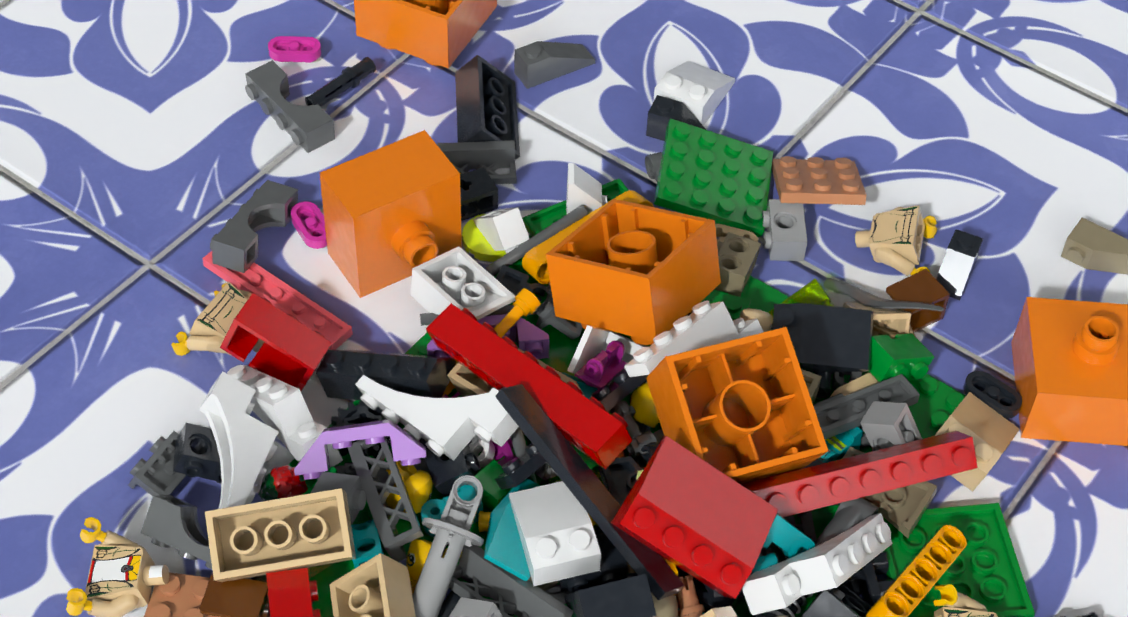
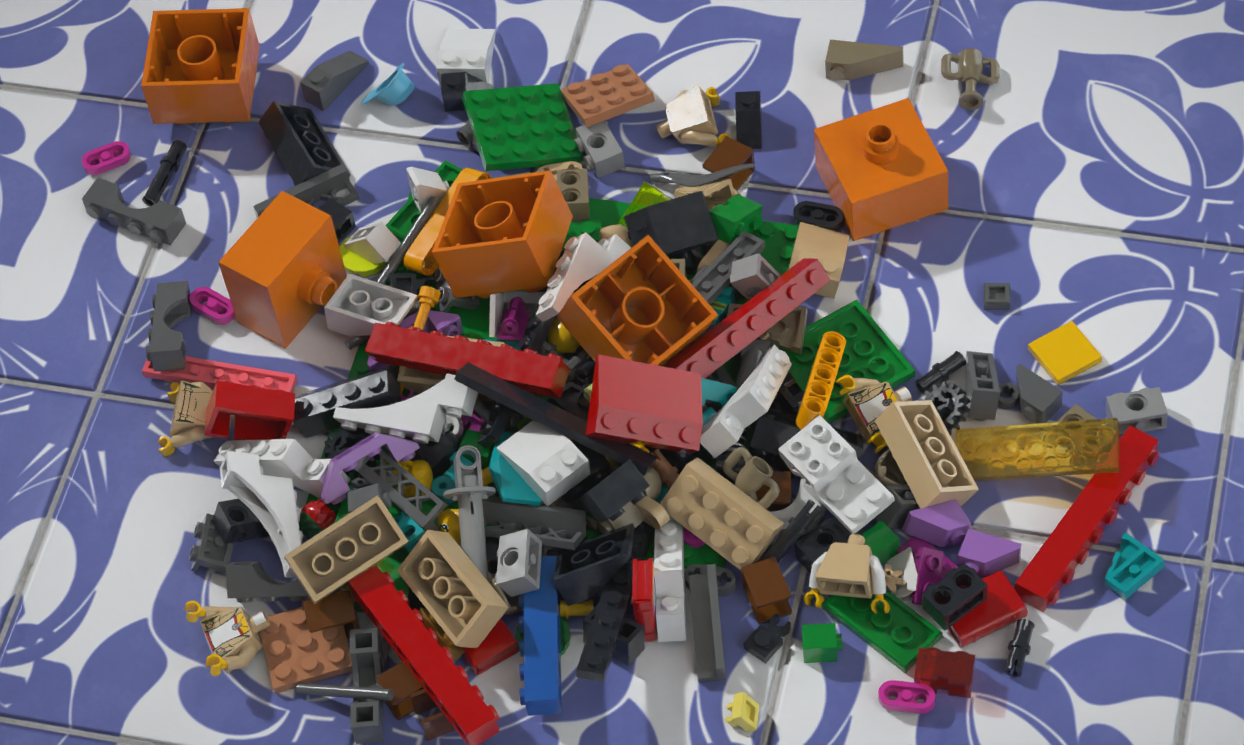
camera: 15 degrees left, 5 degrees up
(606, 94) = (393, 89): none -> medium azure piece

